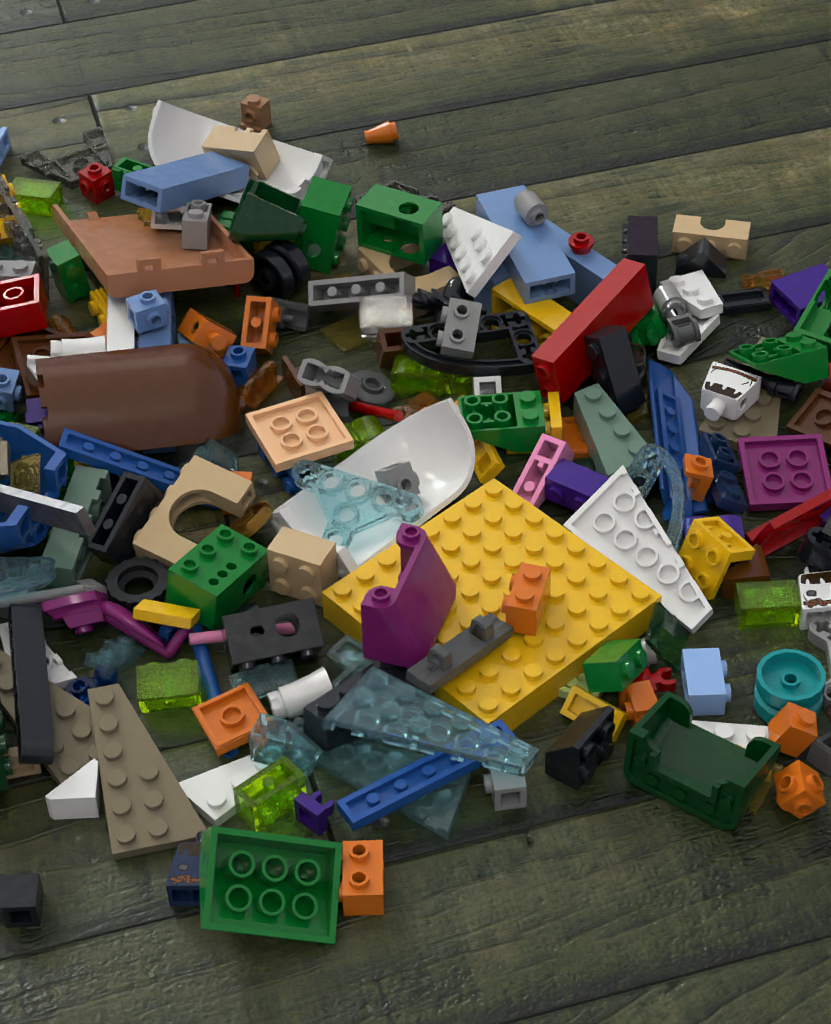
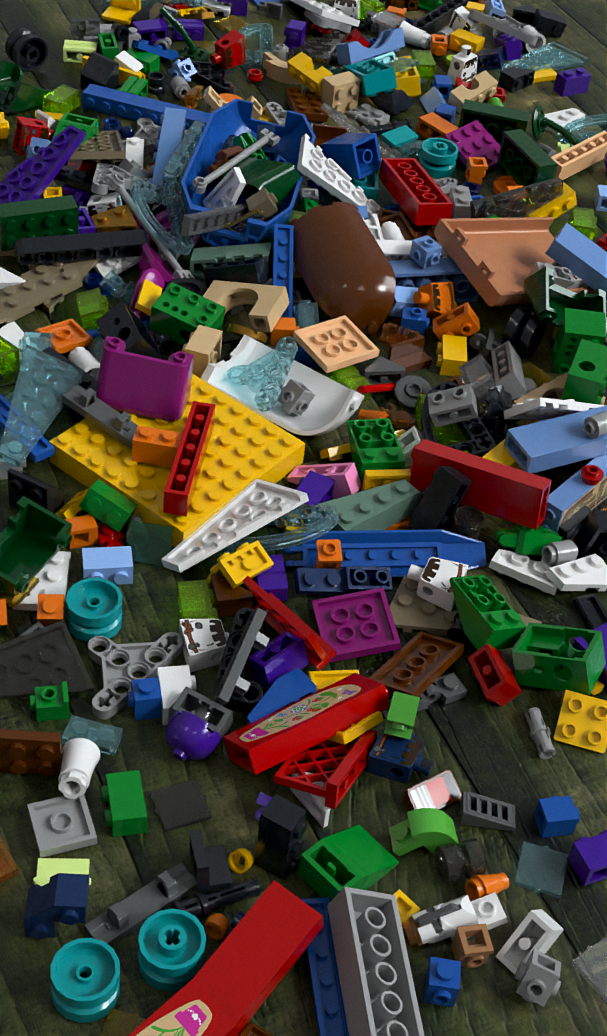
camera: 75 degrees right, 0 degrees up
(304, 342) = (451, 354): none -> yellow brick
(329, 379) = (388, 350): light grey brick -> none
(572, 566) = (189, 459): none -> red brick
(681, 325) = (522, 556): dark grey connector -> none

